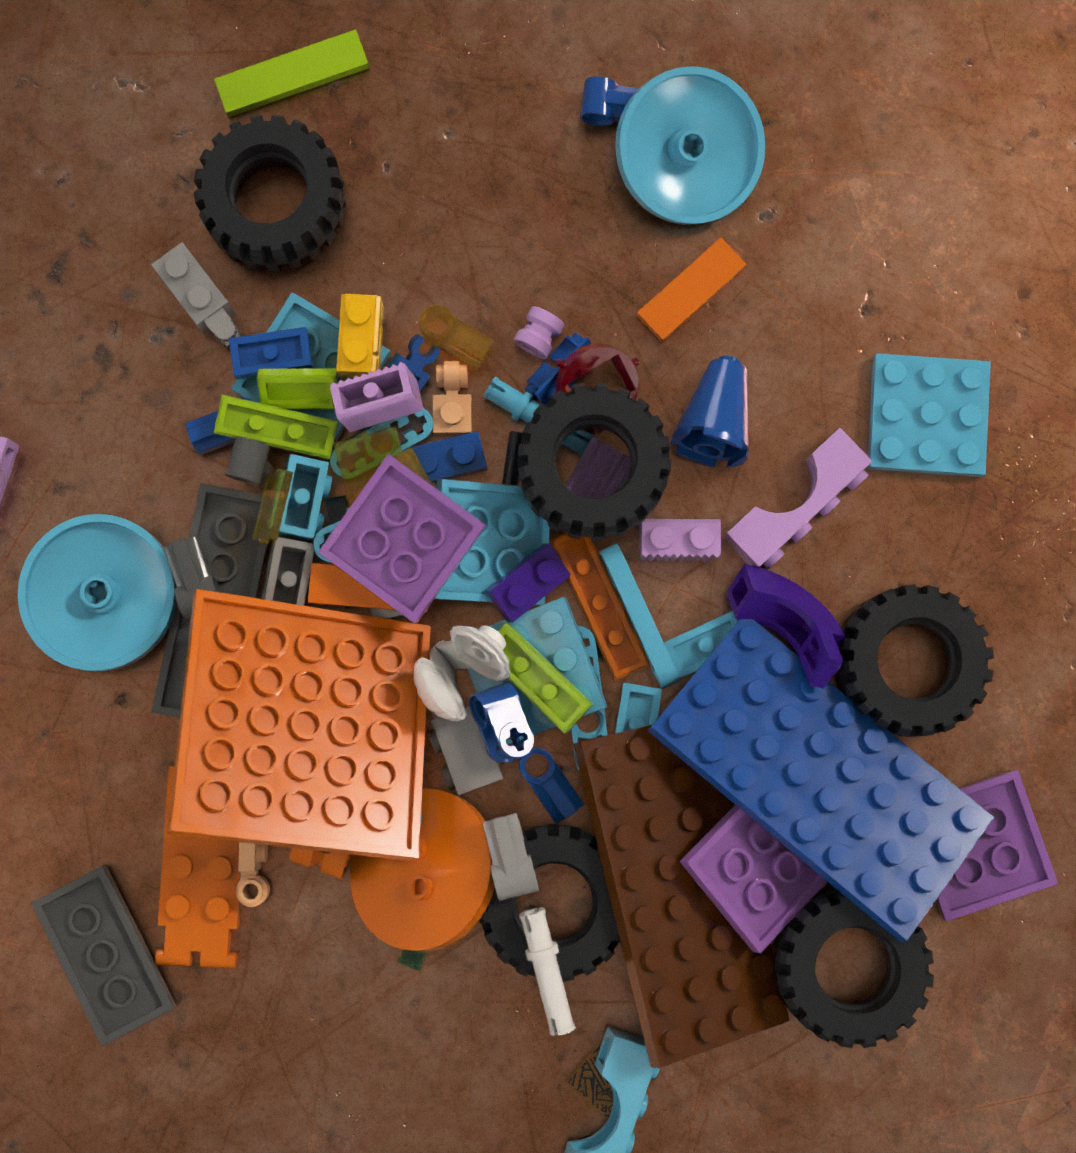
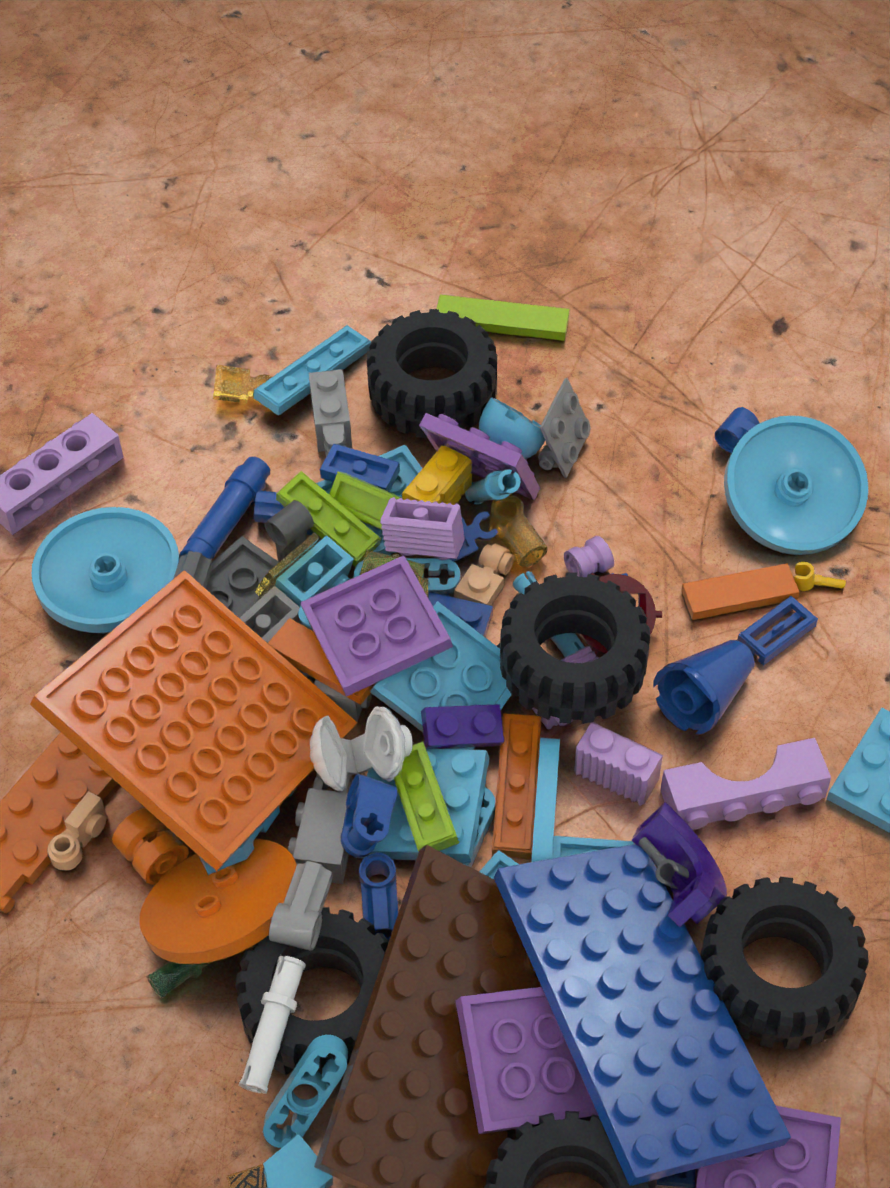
camera: 30 degrees right, 30 degrees down
(78, 305) = (235, 384): none -> clear yellow plate
(143, 244) = (293, 382): none -> medium azure tile
(166, 431) = (228, 508): none -> blue piece
(383, 281) = (485, 454): none -> medium lavender plate
(388, 225) = (509, 425): none -> medium azure cylinder
(420, 313) = (495, 486): none -> medium azure pin
(439, 197) = (564, 431): none -> light grey hinge
(598, 994) = (306, 1073): none -> medium azure beam
(734, 344) = (767, 654): none -> blue tile
(753, 238) = (806, 579): none -> yellow hand
(778, 632) = (665, 867): none -> dark grey hand

